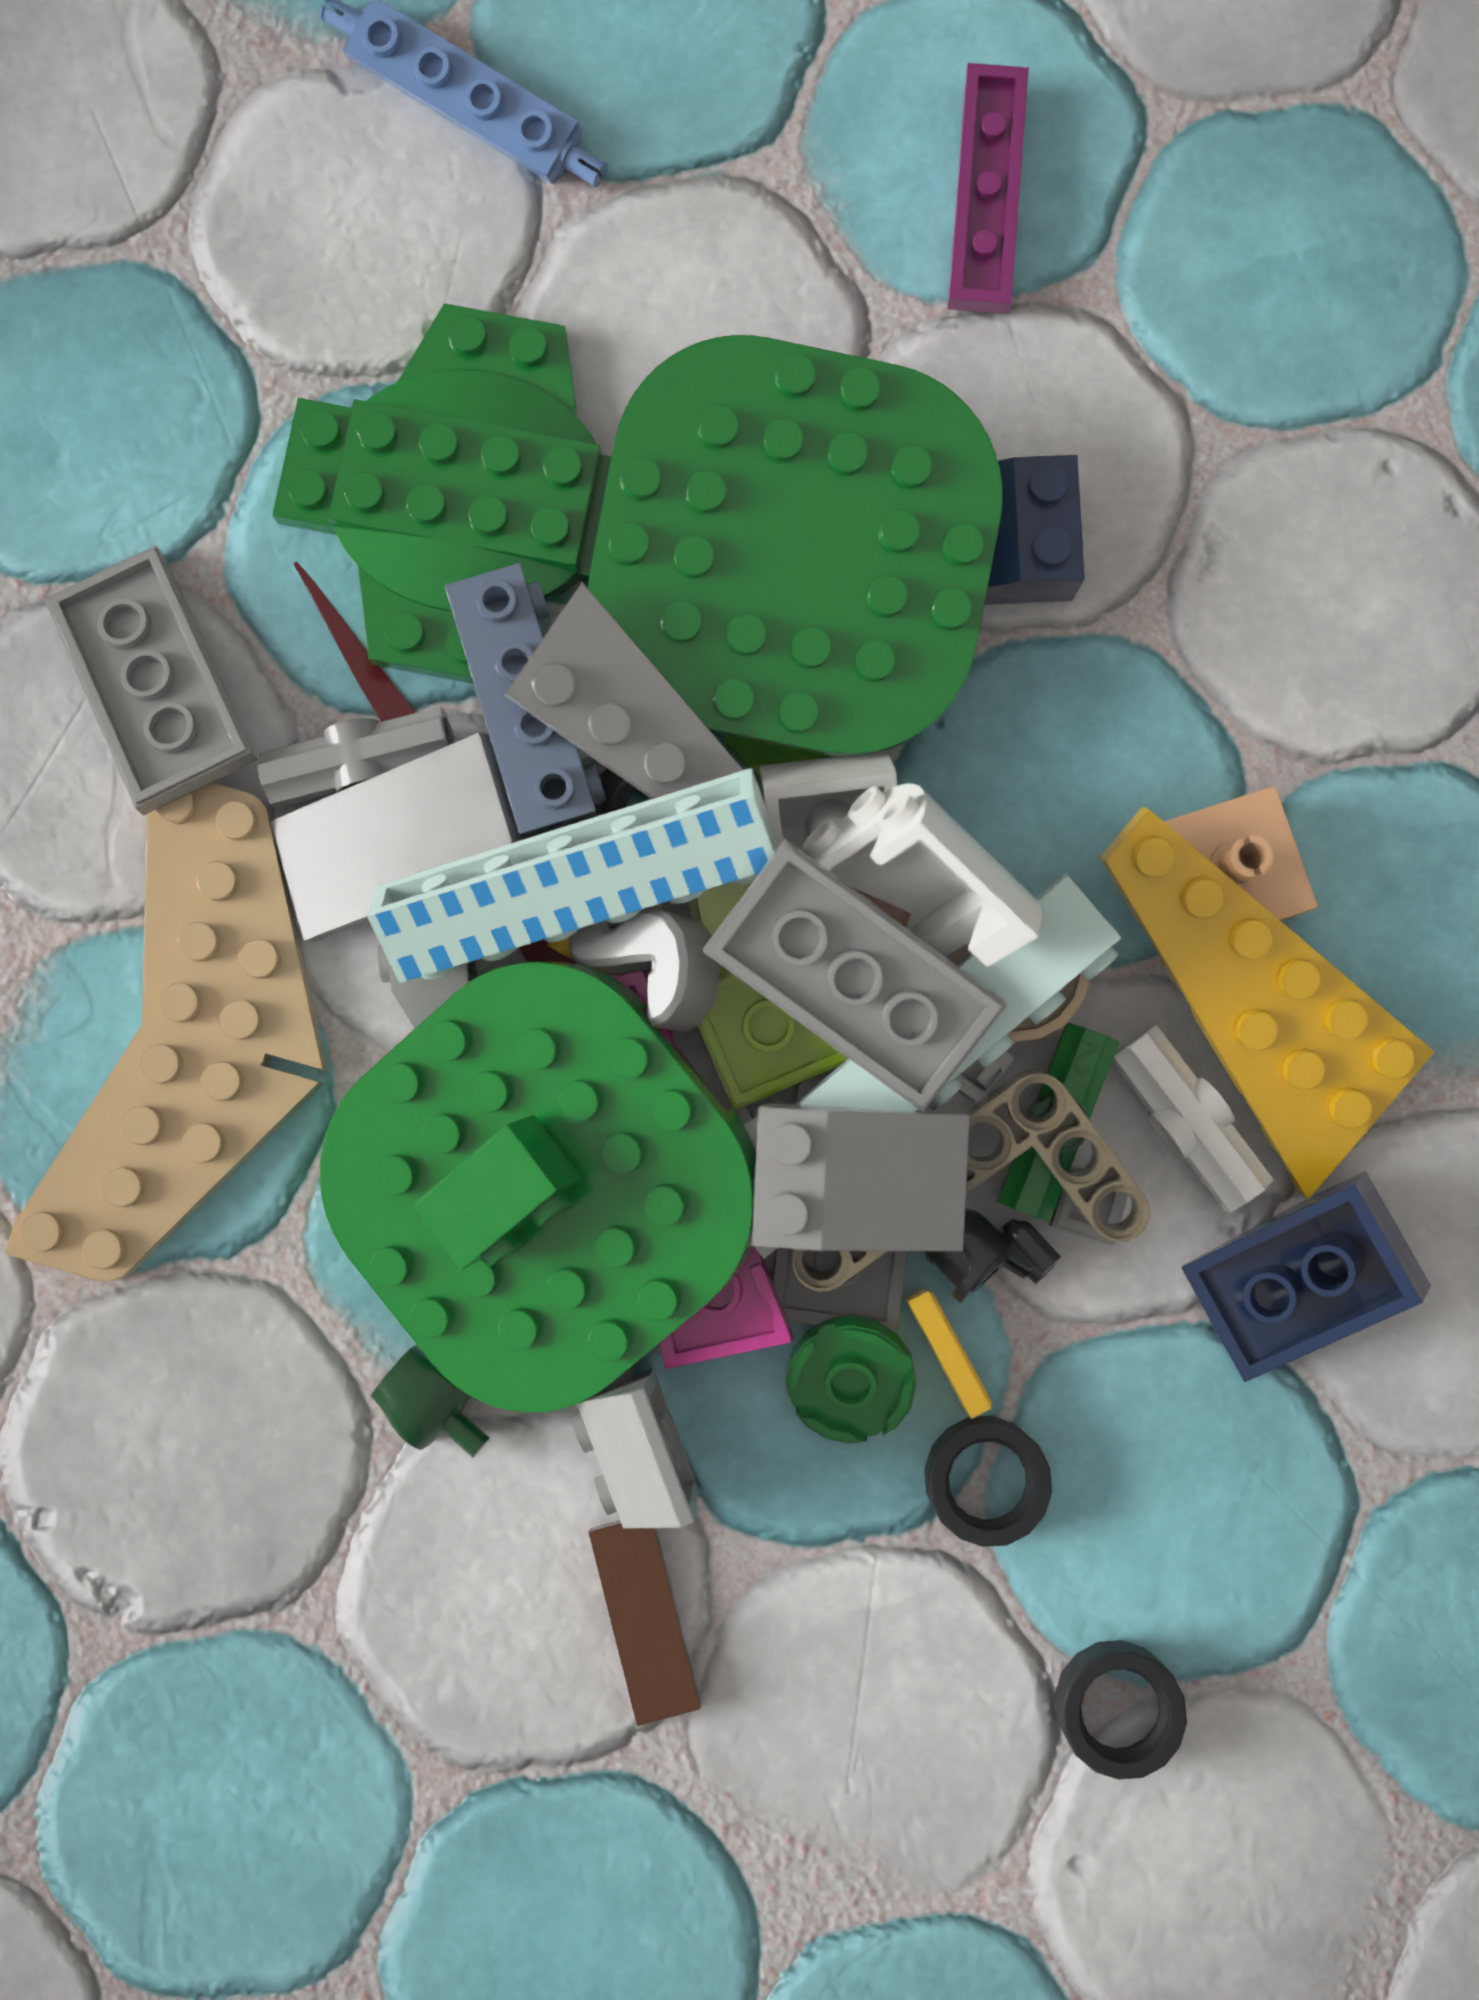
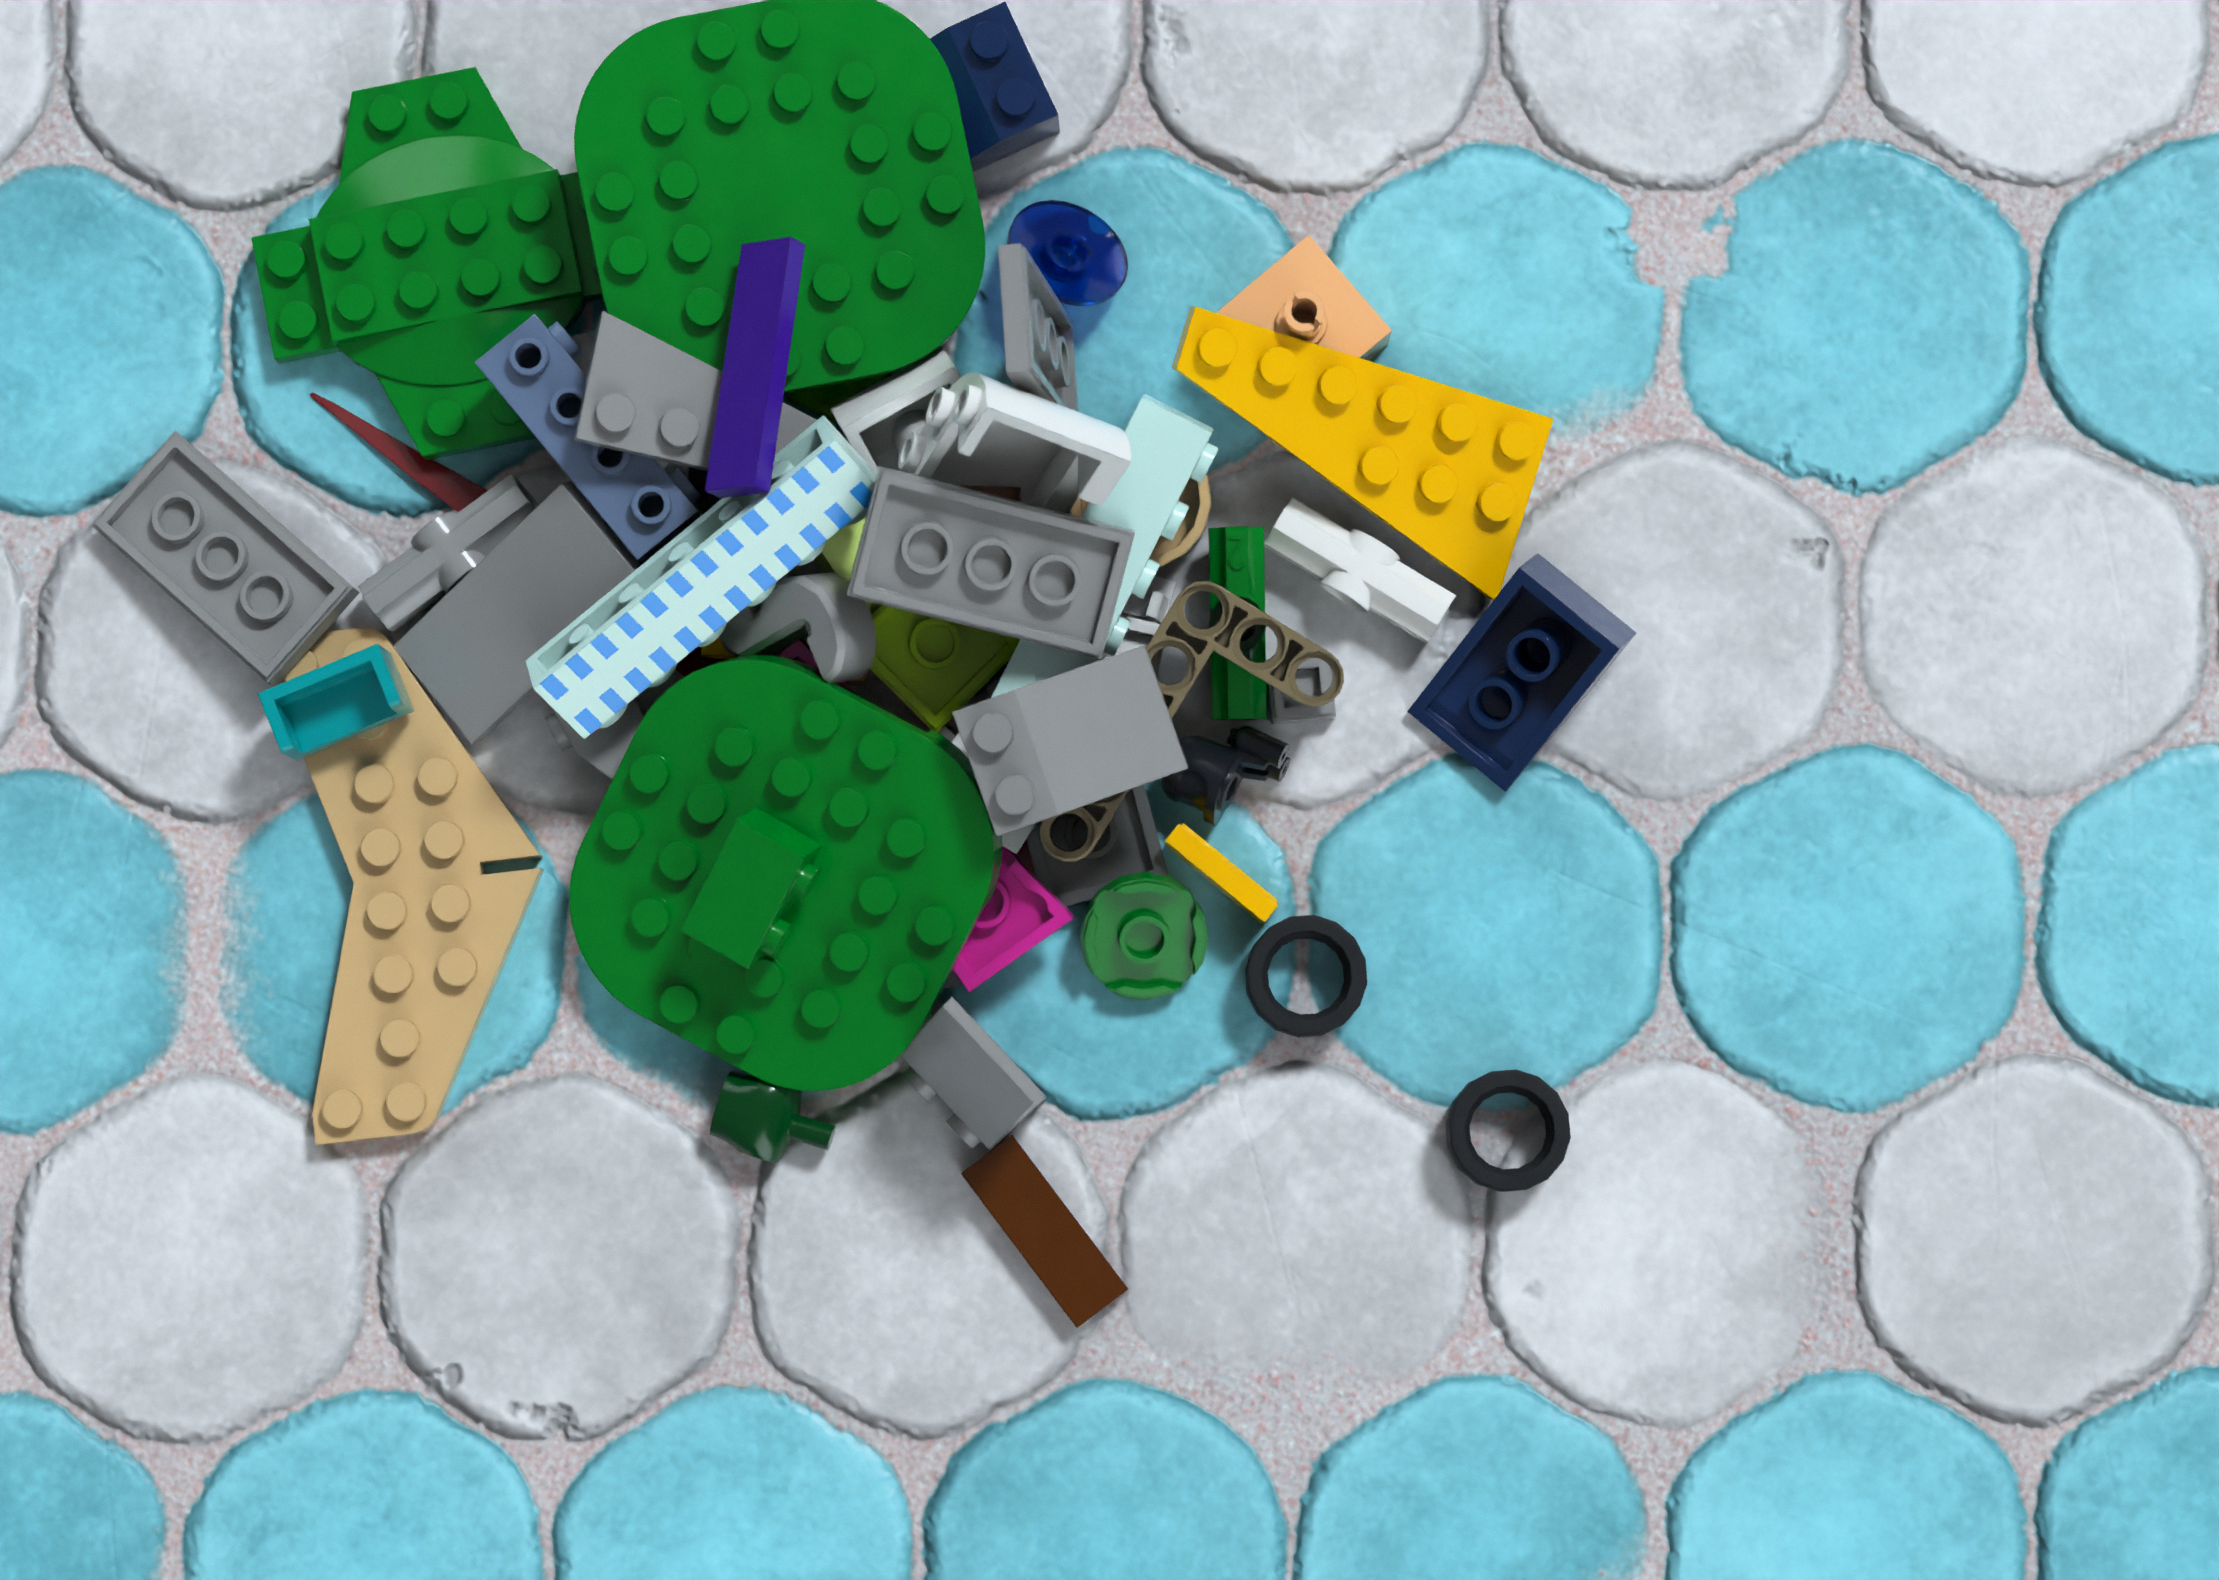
camera: 20 degrees left, 0 degrees up
(187, 851) = (335, 702): none -> teal panel
(704, 696) = (755, 368): none -> dark purple tile
(988, 762) = (1036, 330): none -> light grey tile
(1037, 712) = (1072, 250): none -> clear blue dish

